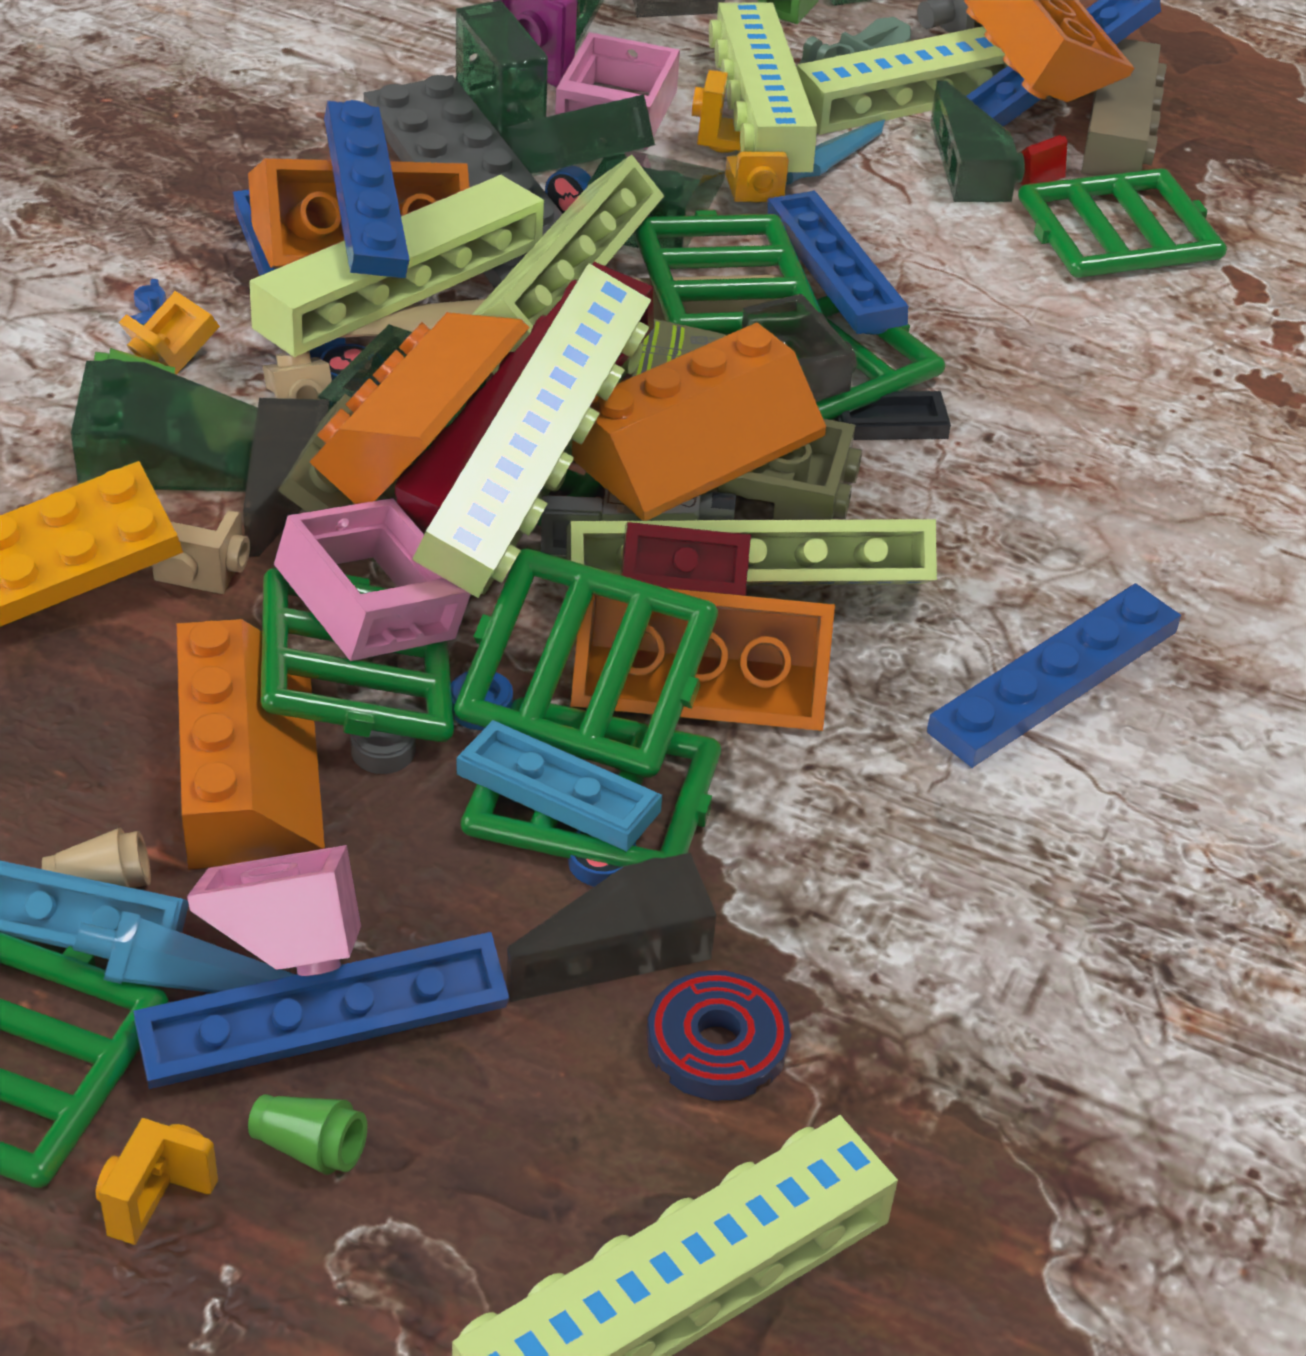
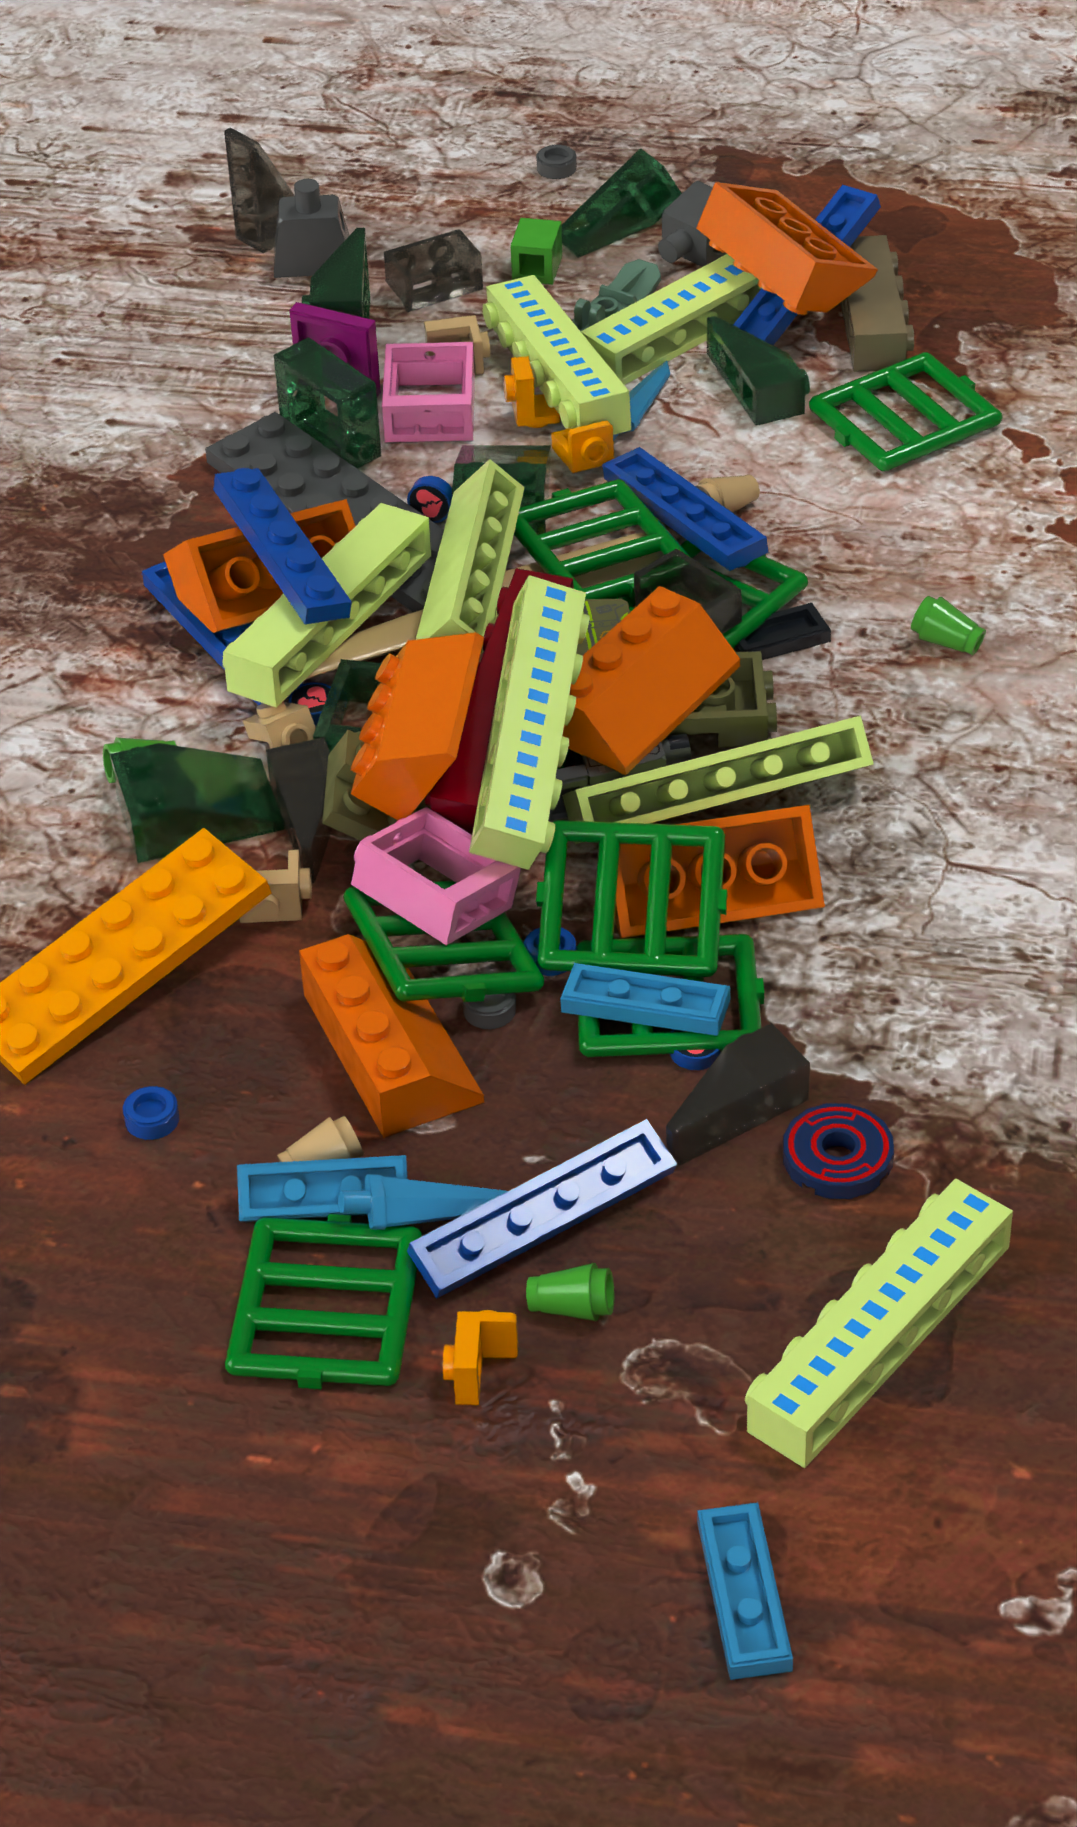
camera: 10 degrees left, 0 degrees up
(148, 300) = (115, 687): blue piece -> none
(171, 333) = (154, 710): light orange bracket -> none
(285, 908) = (493, 1137): bright pink slope -> none
(583, 135) = (424, 445): clear green window -> none
(675, 37) = (460, 330): none -> tan bracket
(686, 558) = (677, 797): dark red plate -> none
(896, 257) = (731, 491): none -> tan cone
(1045, 161) = (823, 370): red slope -> none
(1052, 675) = (986, 816): blue plate -> none
(1083, 450) = (947, 626): none -> bright green cone

